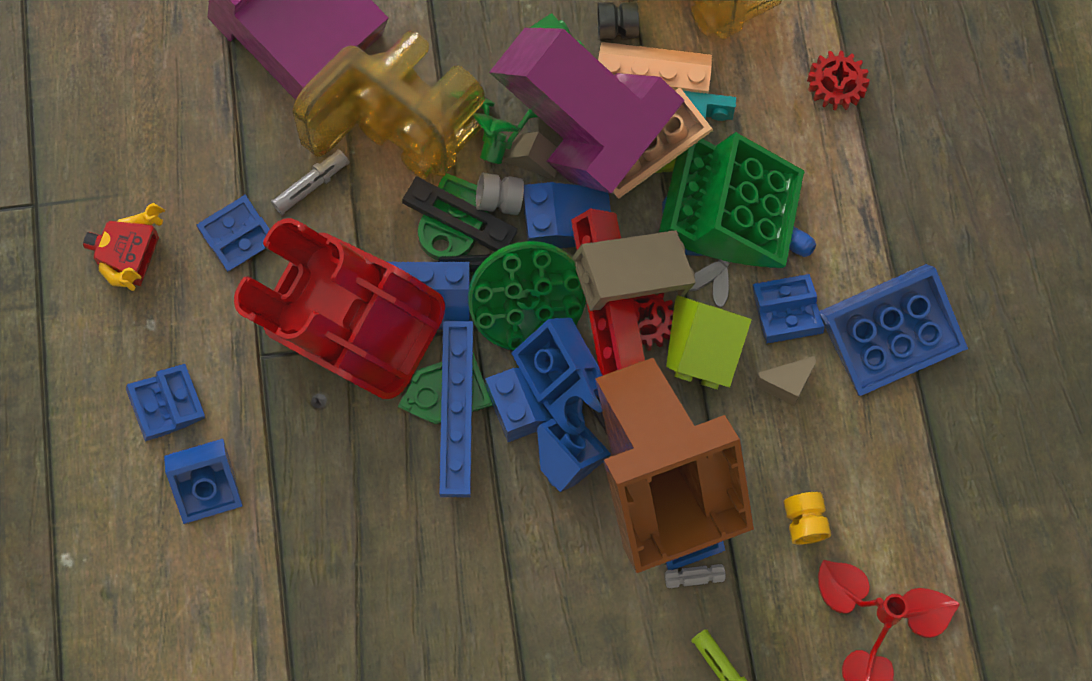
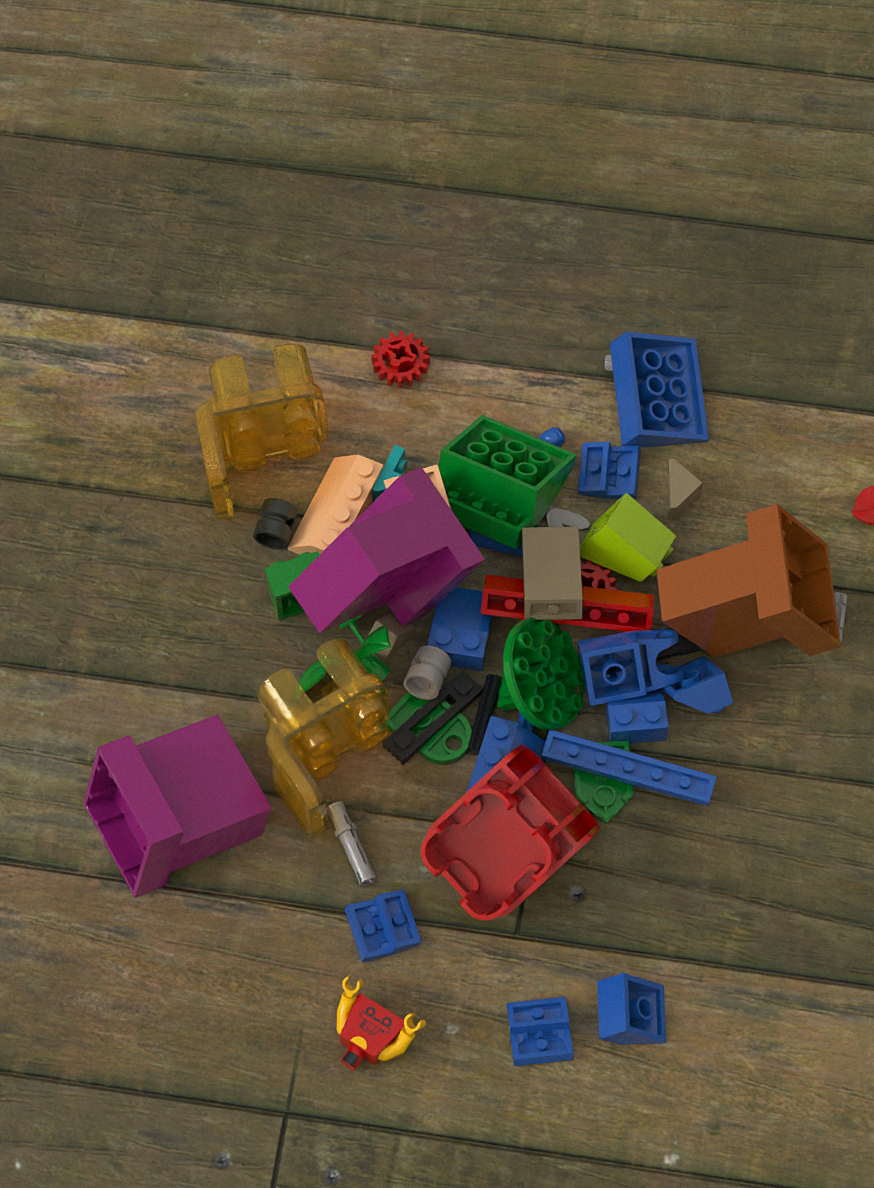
camera: 70 degrees left, 5 degrees down
(807, 519) = (813, 512): yellow wheel -> none

